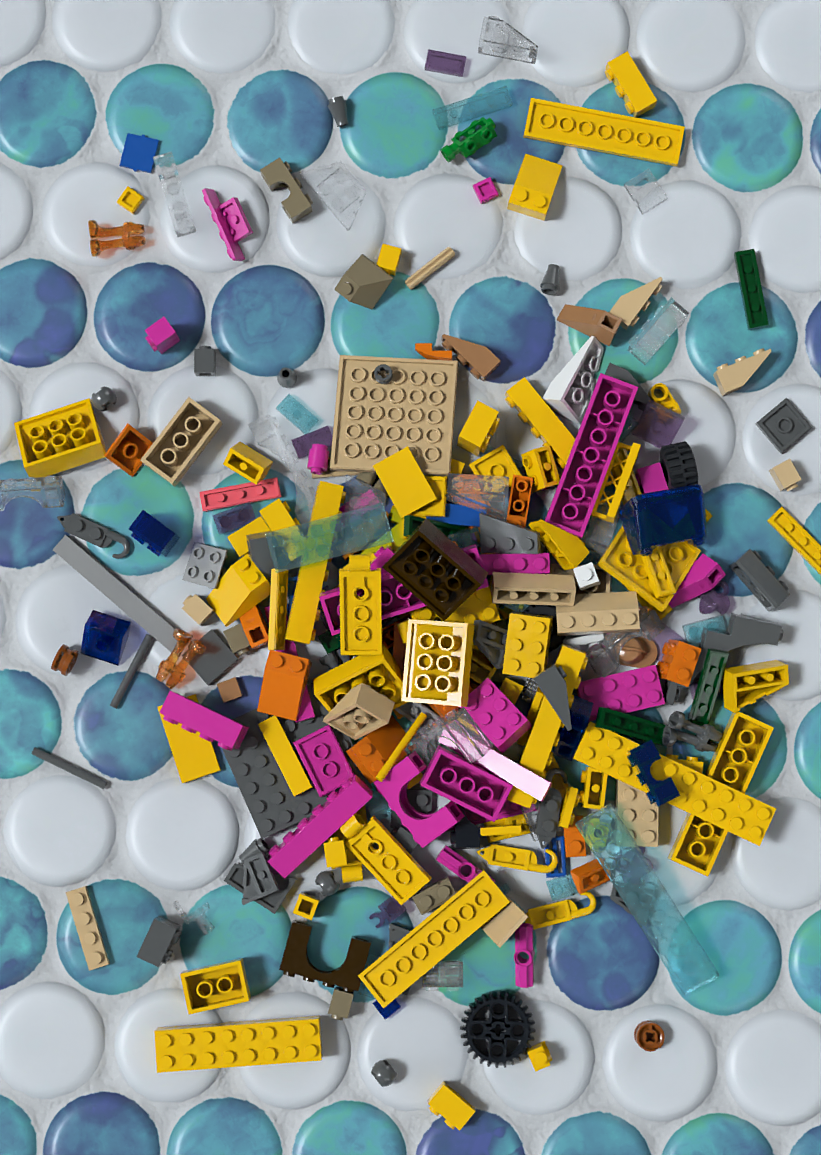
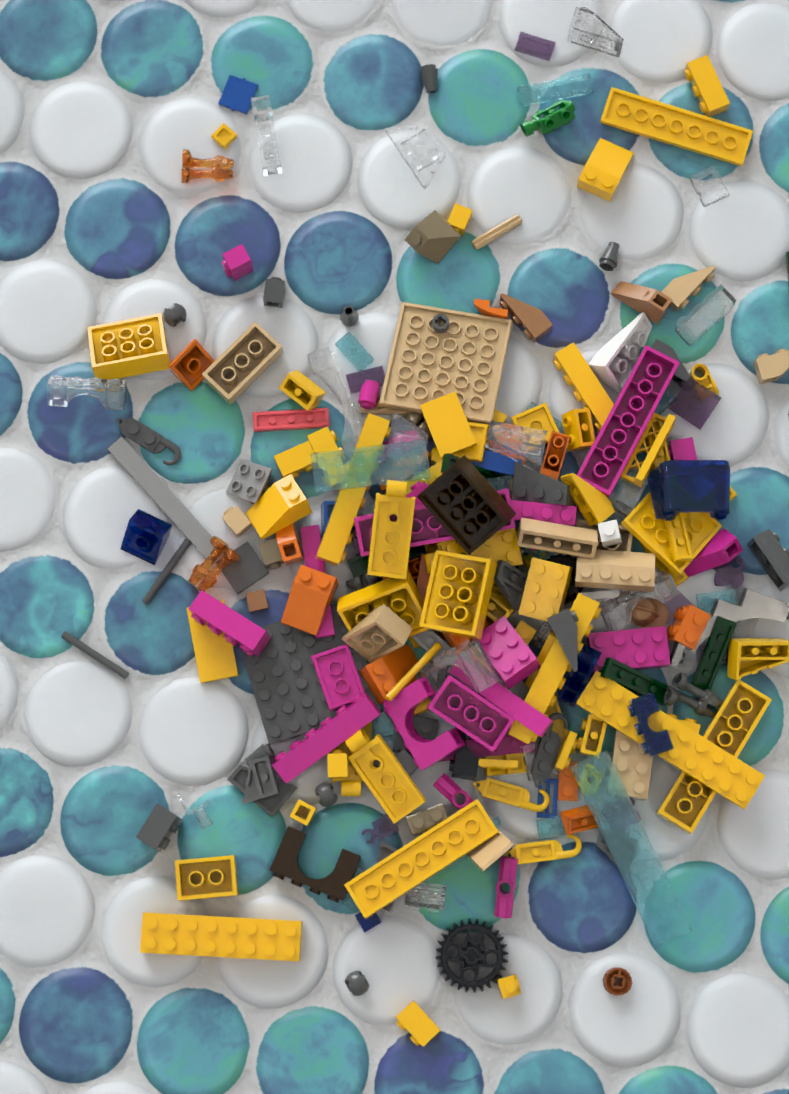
camera: 10 degrees right, 5 degrees down
(64, 660) = (105, 552): dark orange wheel -> none
(87, 928) = (91, 808): tan plate -> none
(154, 533) = (205, 444): clear blue brick -> none
(230, 221) = (315, 167): dark pink bracket -> none
(234, 518) = (282, 440): clear purple plate -> none
(260, 553) = (303, 476): dark grey slope -> none
(278, 175) = (364, 130): dark tan arch -> none
(278, 610) = (313, 529): yellow tile -> none
(285, 755) = (301, 667): yellow tile -> none
(340, 1004) = (324, 911): dark tan brick -> none
(476, 431) = (523, 384): yellow brick -> none
(485, 190) = (558, 167): dark pink tile -> none
(678, 465) = (710, 440): black tyre -> none

